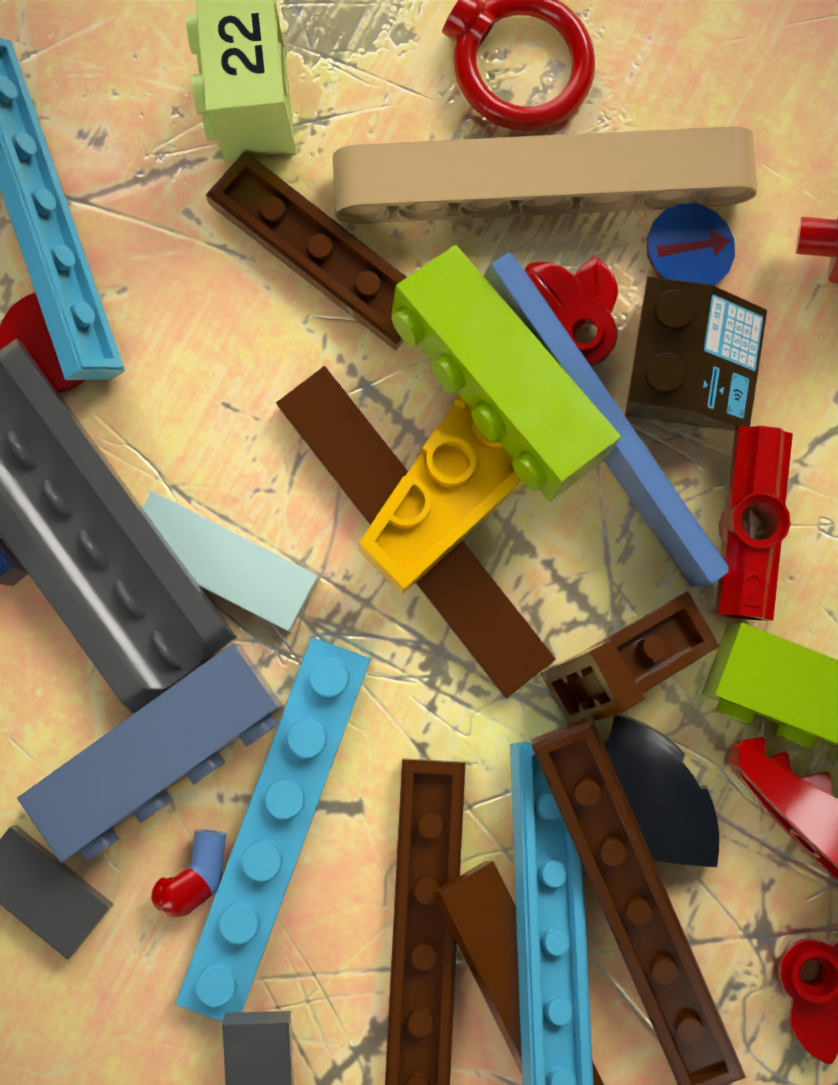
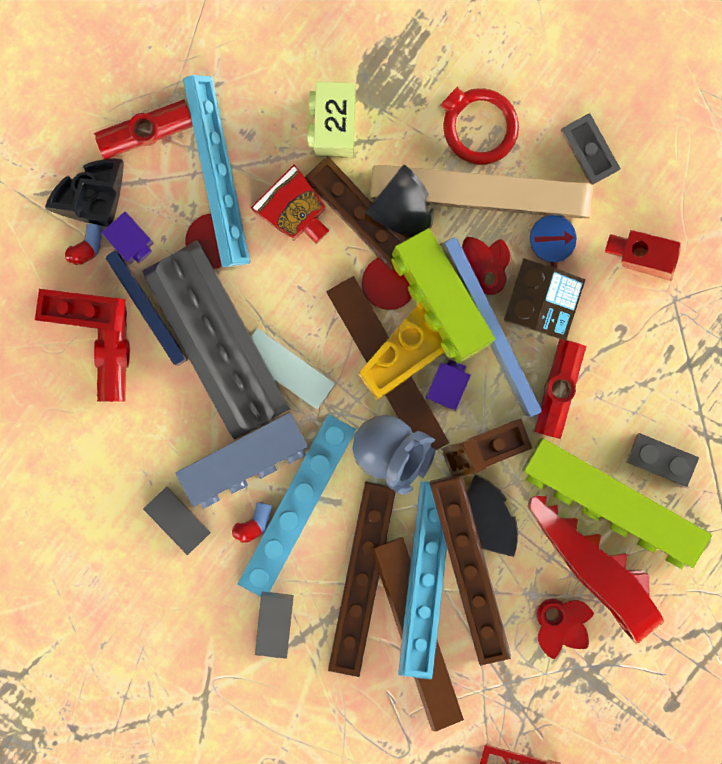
camera: 10 degrees right, 5 degrees up
(188, 251) = (292, 207): none -> torso
(389, 382) = (385, 288): none -> red piece
(397, 208) = (403, 205): none -> black brick
(447, 693) = (392, 452): none -> sand blue tile
(537, 546) = (448, 384): none -> dark purple brick
(734, 70) = (590, 149): none -> dark grey plate

